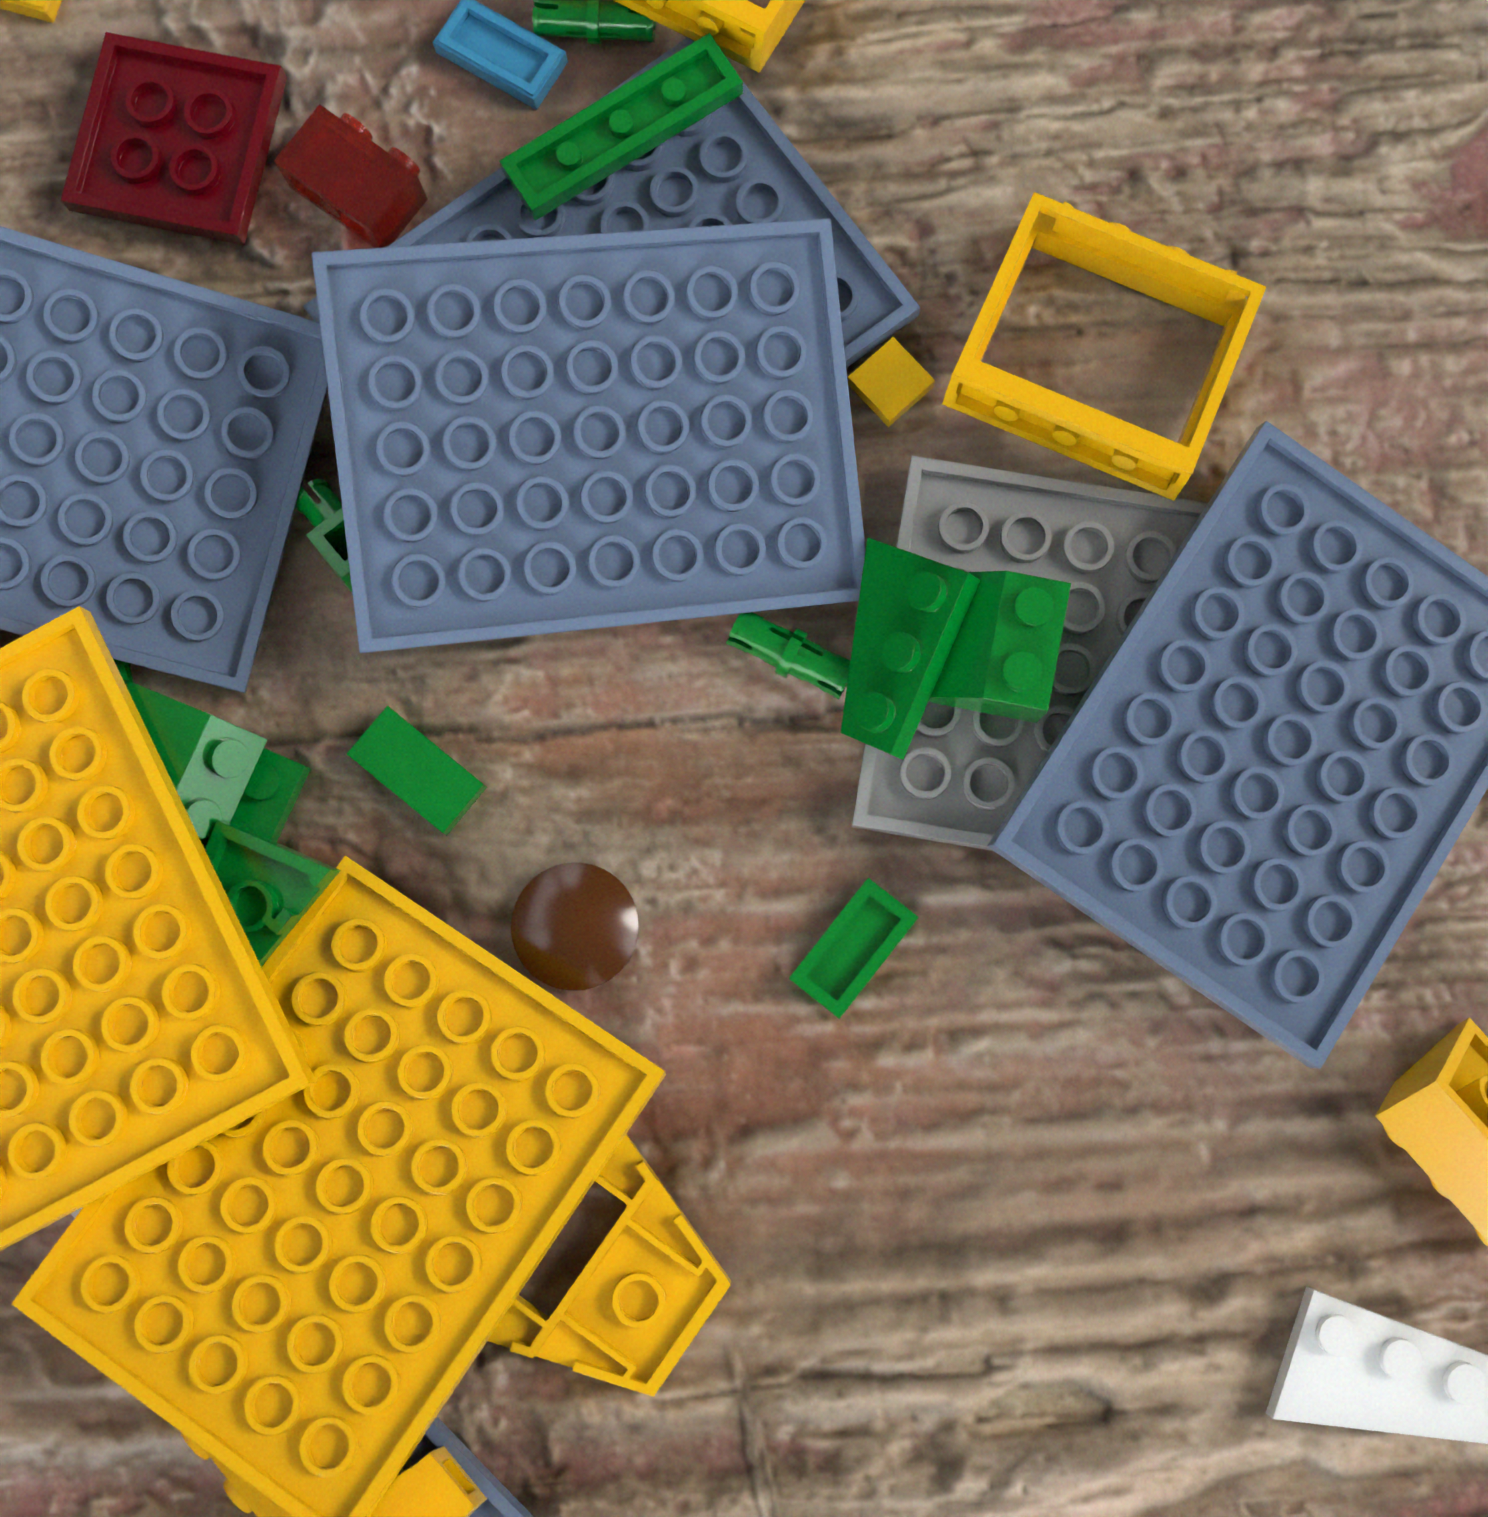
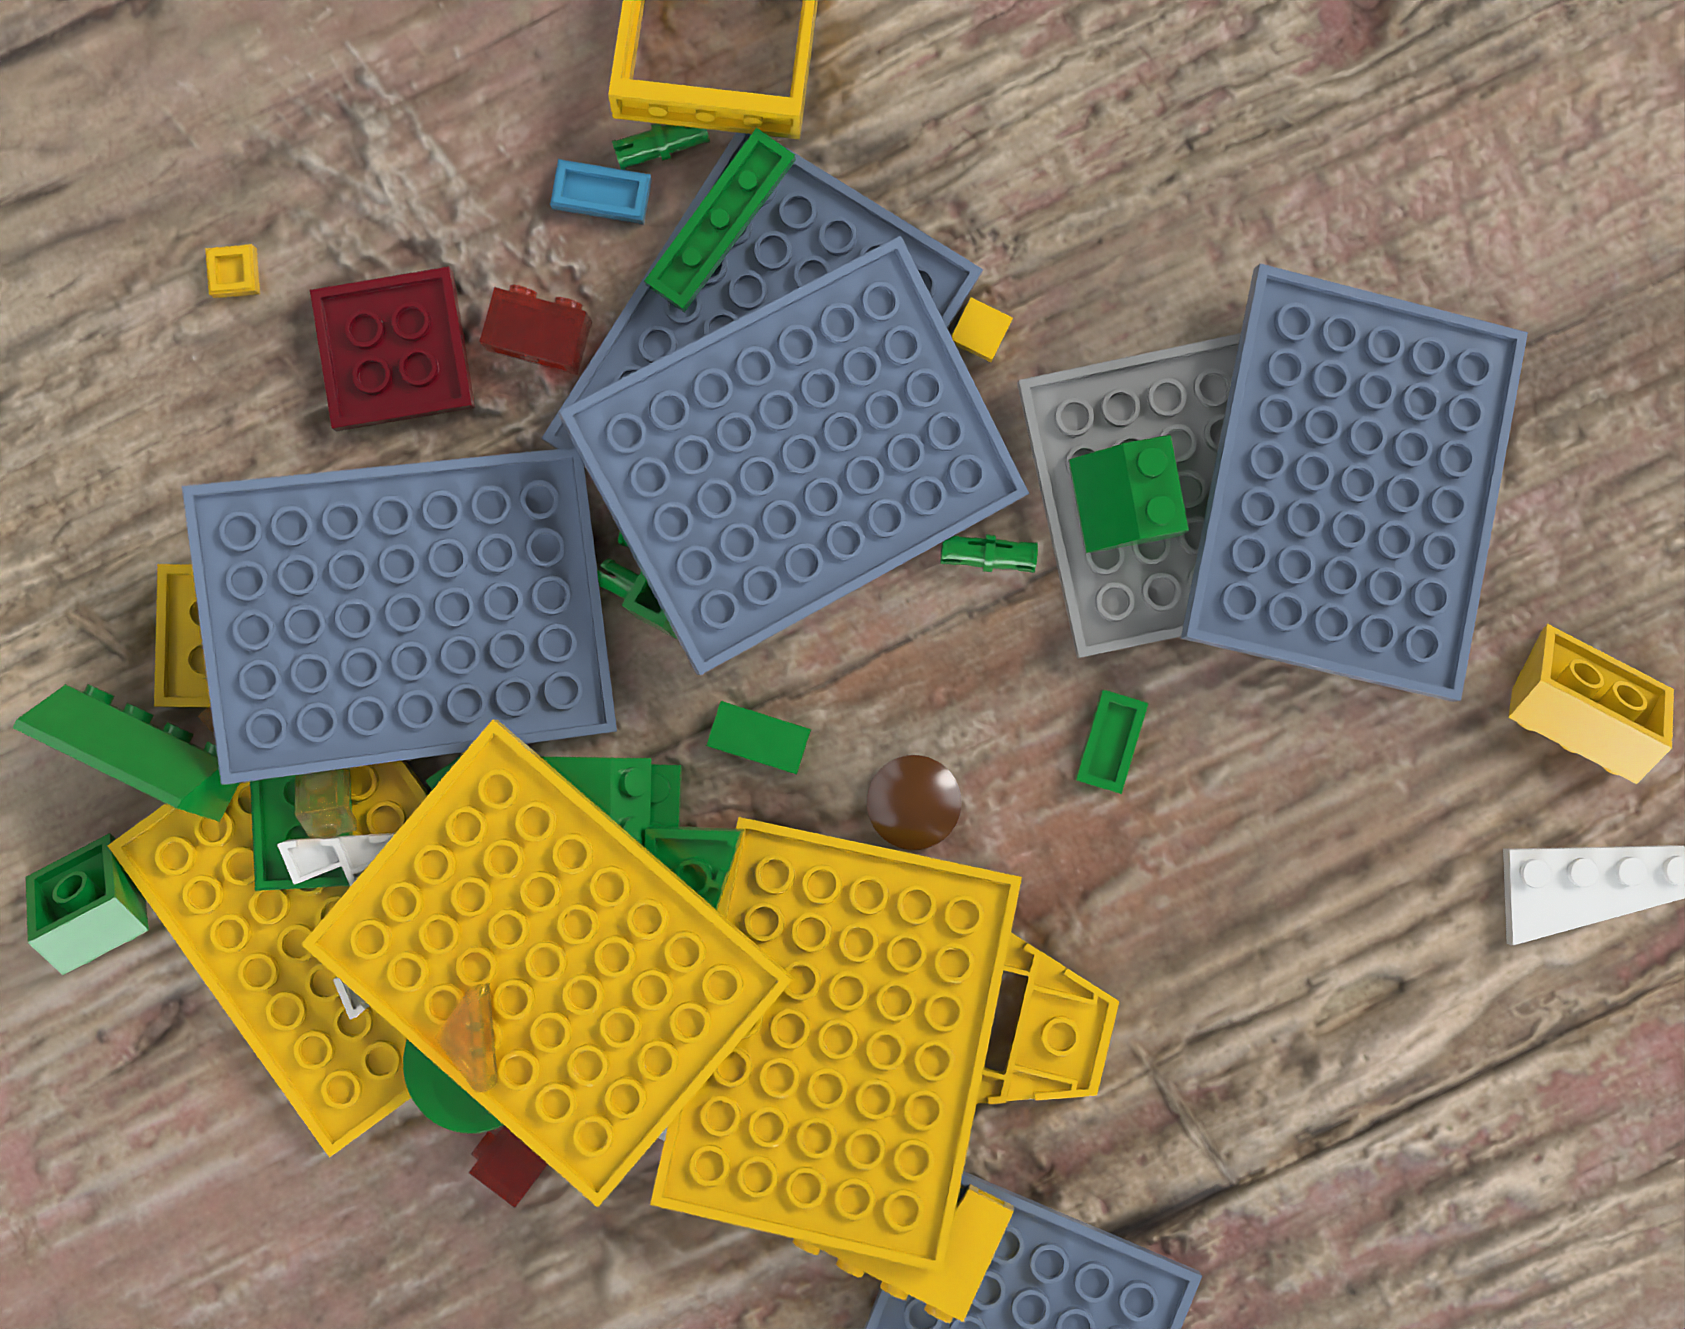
camera: 25 degrees left, 5 degrees up
(900, 643) = (1065, 519): green wing -> none
(1070, 425) = (1128, 319): yellow window -> none

